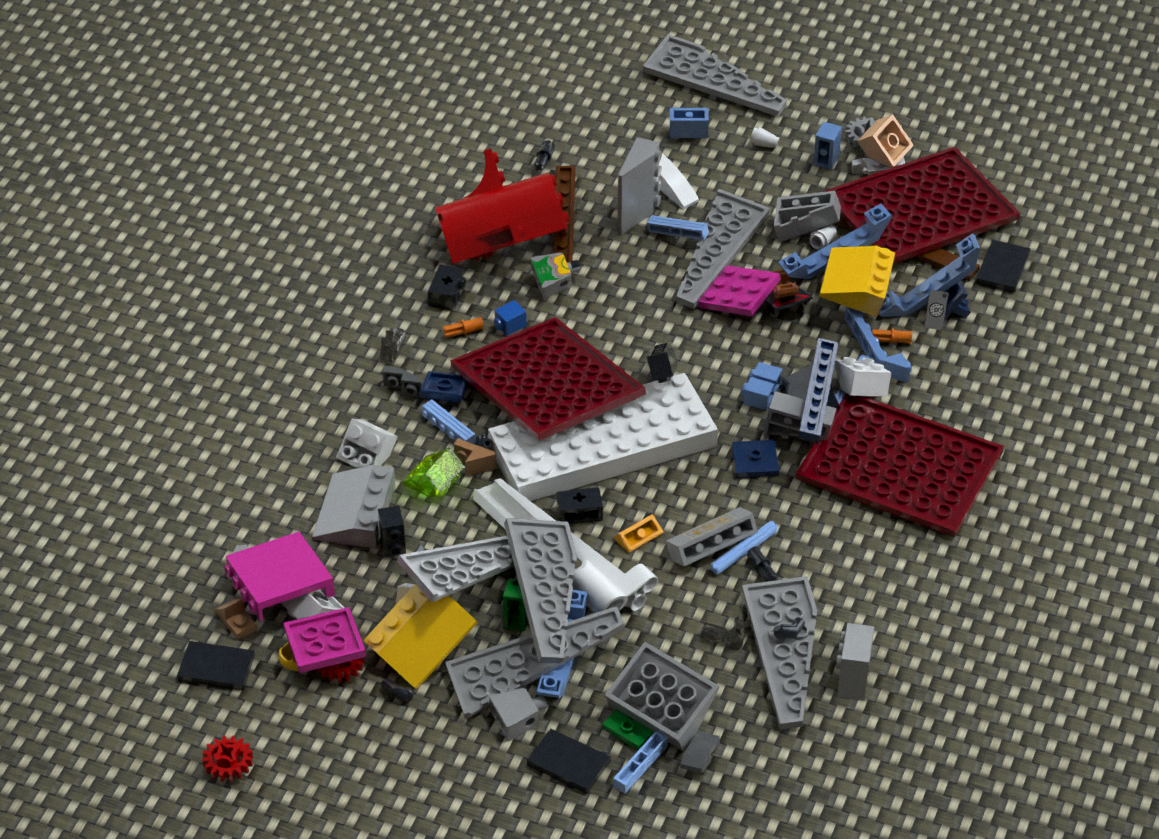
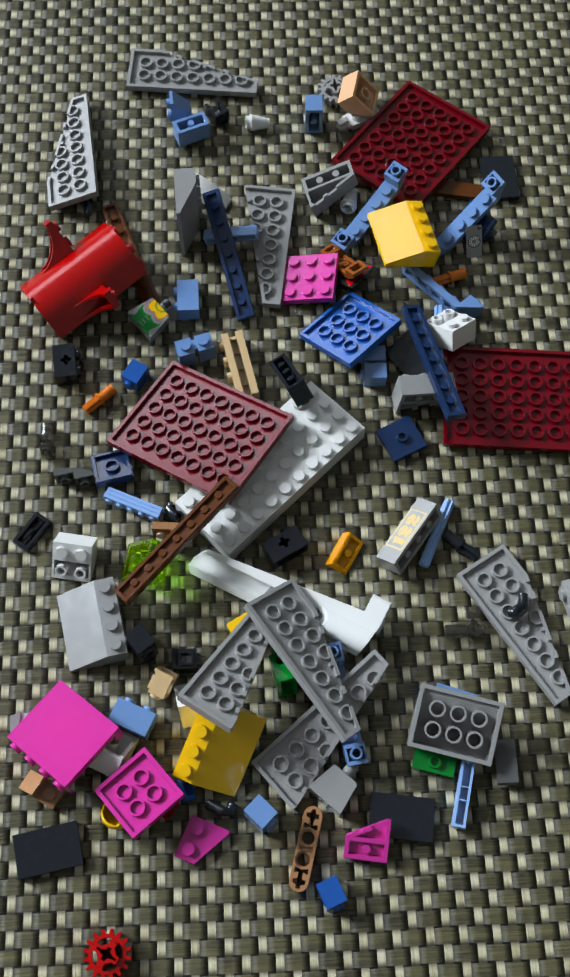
camera: 25 degrees left, 20 degrees up
(337, 416) = (37, 537): none -> black tile
(353, 591) = (133, 718): none -> medium blue brick
(361, 708) = (199, 839): none -> dark pink wing
(370, 662) = (188, 791): none -> blue slope
(392, 572) = (162, 683): none -> tan window
(430, 700) = (261, 814): none -> medium blue brick
(462, 752) = (308, 849): none -> medium nougat beam
(463, 789) = (331, 894): none -> blue brick
(471, 451) = (177, 540): none -> reddish brown tile
(523, 764) = (369, 842): none -> dark pink wing
(553, 115) = (74, 169): none -> light grey wing
(593, 313) = (186, 349): none -> medium blue piece
(600, 270) = (187, 299): none -> medium blue brick
(621, 337) = (238, 363): none -> tan brick
(663, 242) = (228, 255): none -> dark blue plate
(685, 96) = (179, 106): none -> medium blue slope
(728, 121) = (219, 115): none -> black window
(754, 344) = (350, 329): none -> blue plate

